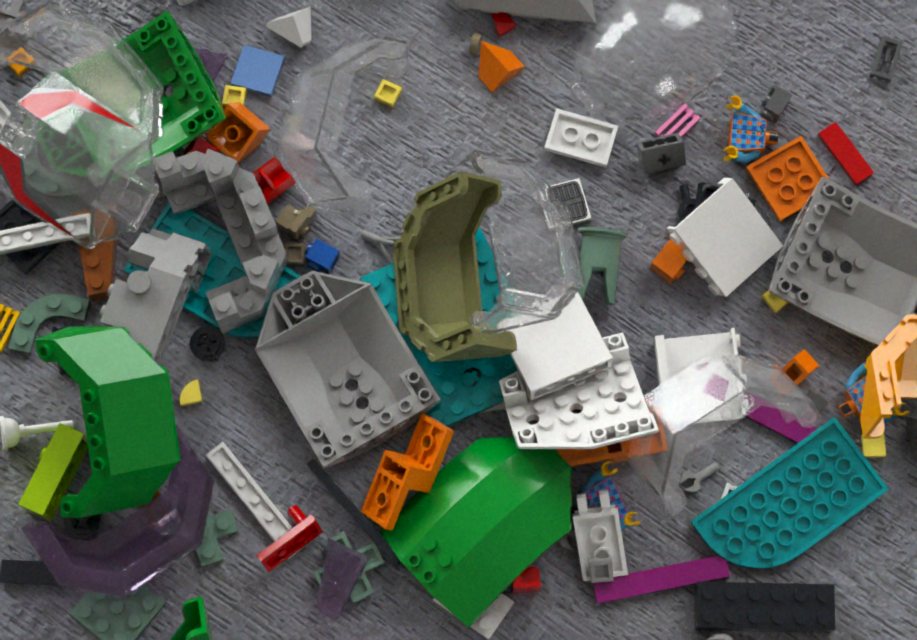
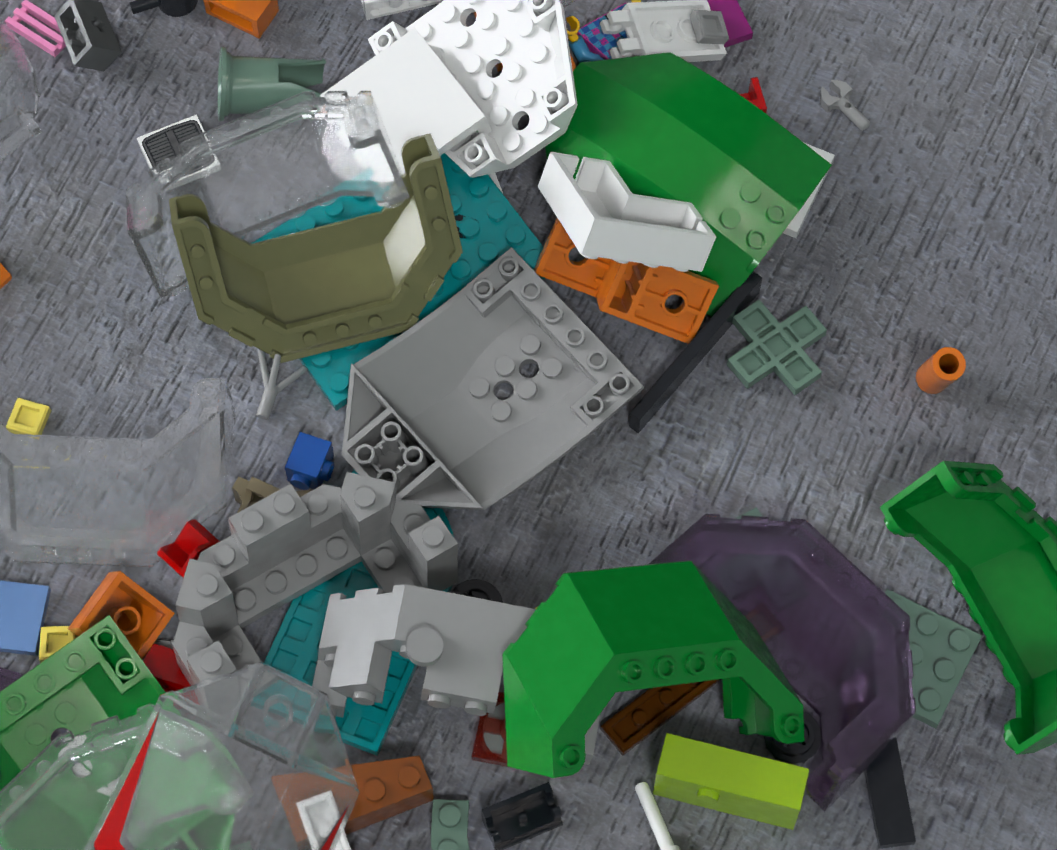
camera: 100 degrees left, 10 degrees down
(249, 492) = (707, 488): white tile -> none
(304, 532) = (738, 405): red piece -> none
(340, 575) = (797, 347): clear purple wing -> none
(423, 458) = (619, 225): none -> white piece
(581, 137) = (73, 144): white plate -> none

